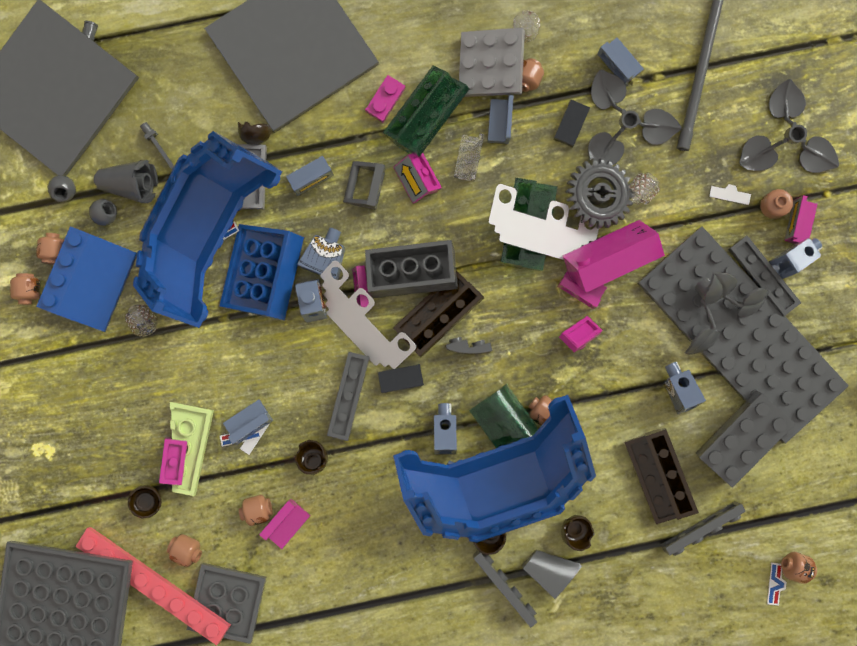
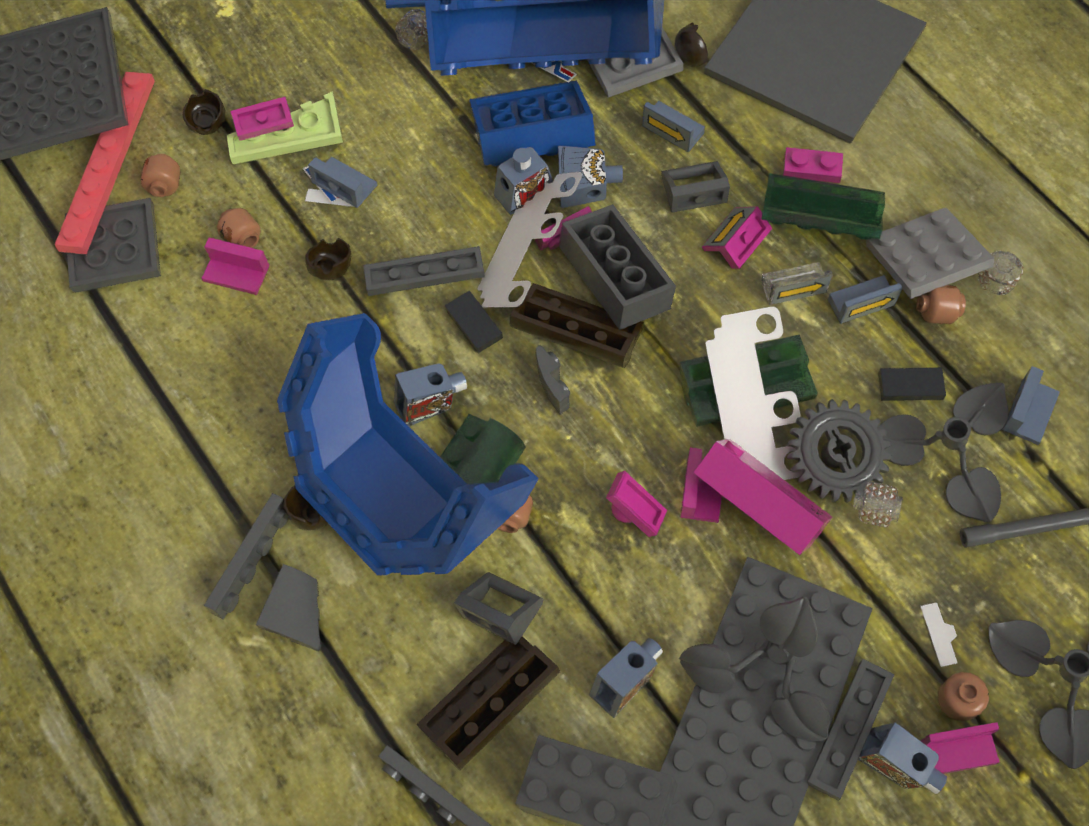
camera: 65 degrees right, 20 degrees down
(577, 532) = (361, 617): dark brown hair -> none
(614, 455) = (507, 627): none -> dark grey tile

